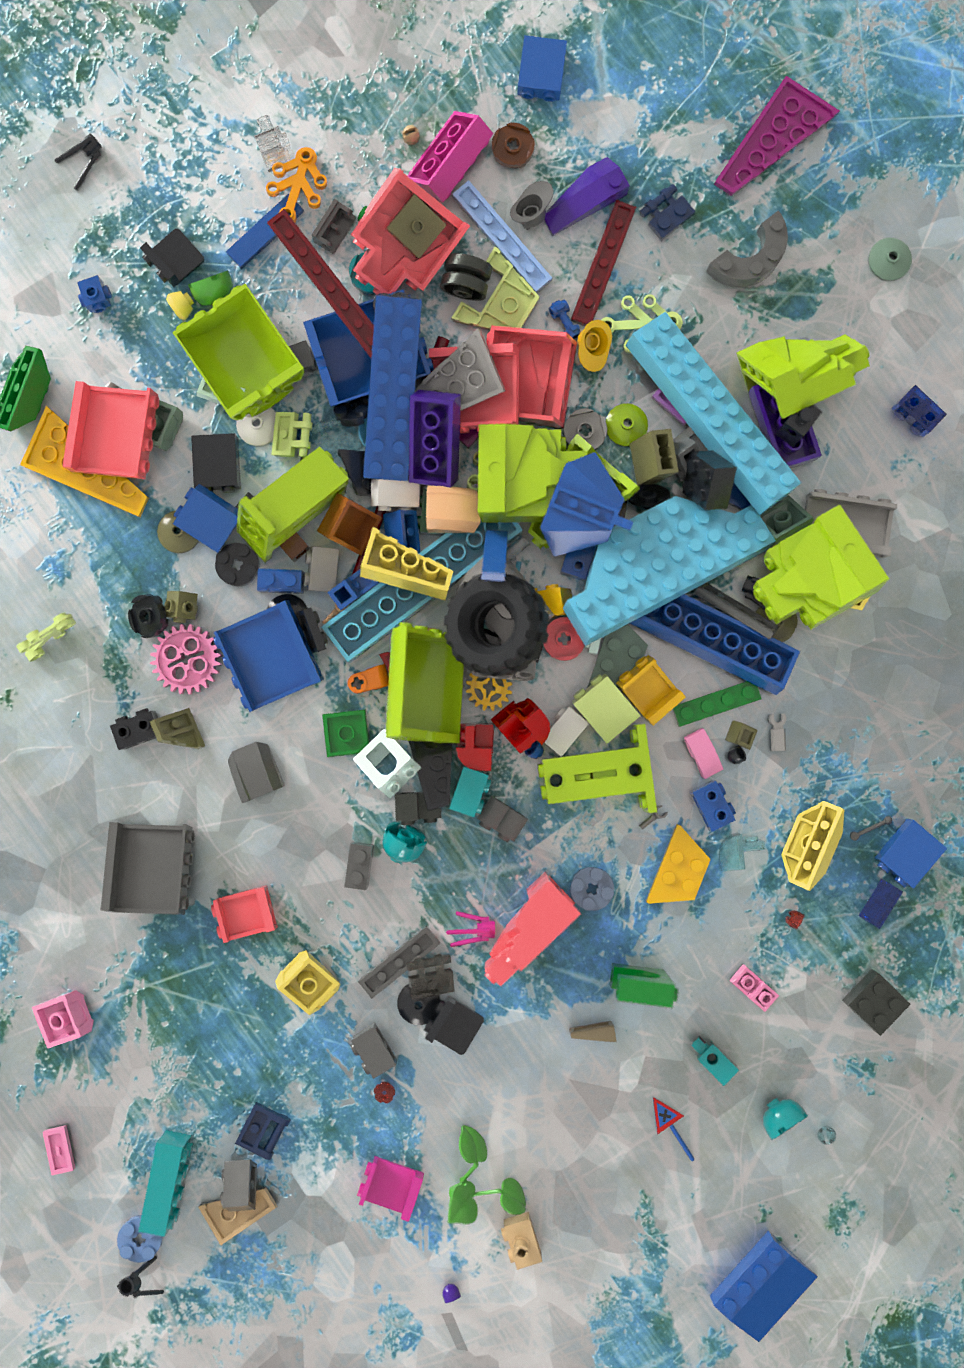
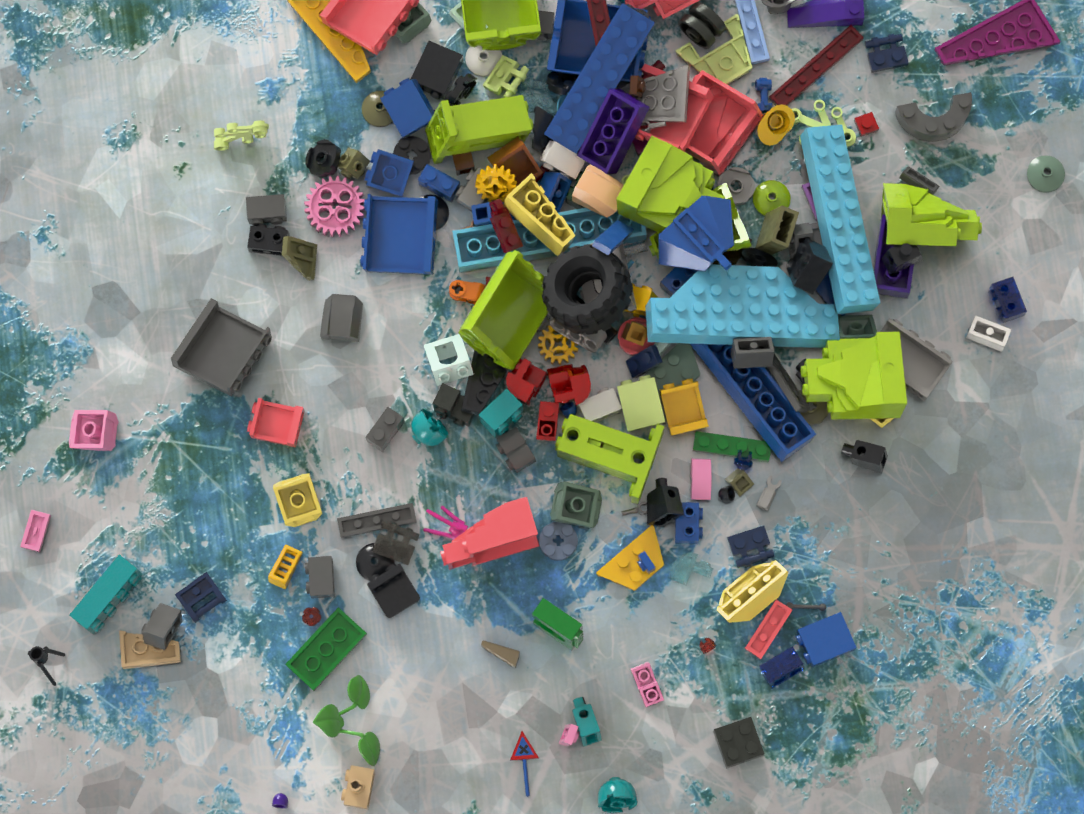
camera: 30 degrees right, 10 degrees down
(117, 699) = (266, 209): none -> dark grey brick
(130, 1248) = (55, 622): medium blue plate -> none
(223, 596) = (389, 172): none -> blue plate
(253, 470) = (463, 88): none -> black plate
(309, 621) = (443, 236): black plate -> none
(339, 1054) = (283, 583): none -> yellow slope
(340, 555) = (495, 183): none -> yellow gear
(345, 732) = (428, 323): green tile -> none
(374, 598) = (504, 227): none -> dark red hinge
(391, 1186) = (277, 692): dark pink panel -> none
(416, 1118) = (326, 649): none -> green plate
(436, 378) = (637, 86): none -> reddish brown plate
(472, 411) = (652, 125): none -> light grey hand
(520, 774) = (547, 421): none -> red slope
(564, 640) = (635, 333): none -> pearl gold brick
(586, 662) = (644, 361): none -> dark blue plate
(592, 845) = (576, 505): none -> sand green slope
(681, 799) = (663, 504): none -> black torso
(684, 298) = (866, 124): none -> red plate
(694, 871) = (645, 563): none -> blue plate
(697, 601) = (752, 352): none -> dark grey brick
(706, 1084) = (569, 735): none -> bright pink plate
(738, 714) = (743, 462): none -> clear blue plate
(767, 331) = (916, 179): none -> dark grey plate
(781, 791) = (748, 541): none -> dark blue plate
(847, 872) = (768, 629): none -> coral plate
(867, 645) = (874, 456): none -> black torso
(918, 456) = (988, 333): none -> white brick

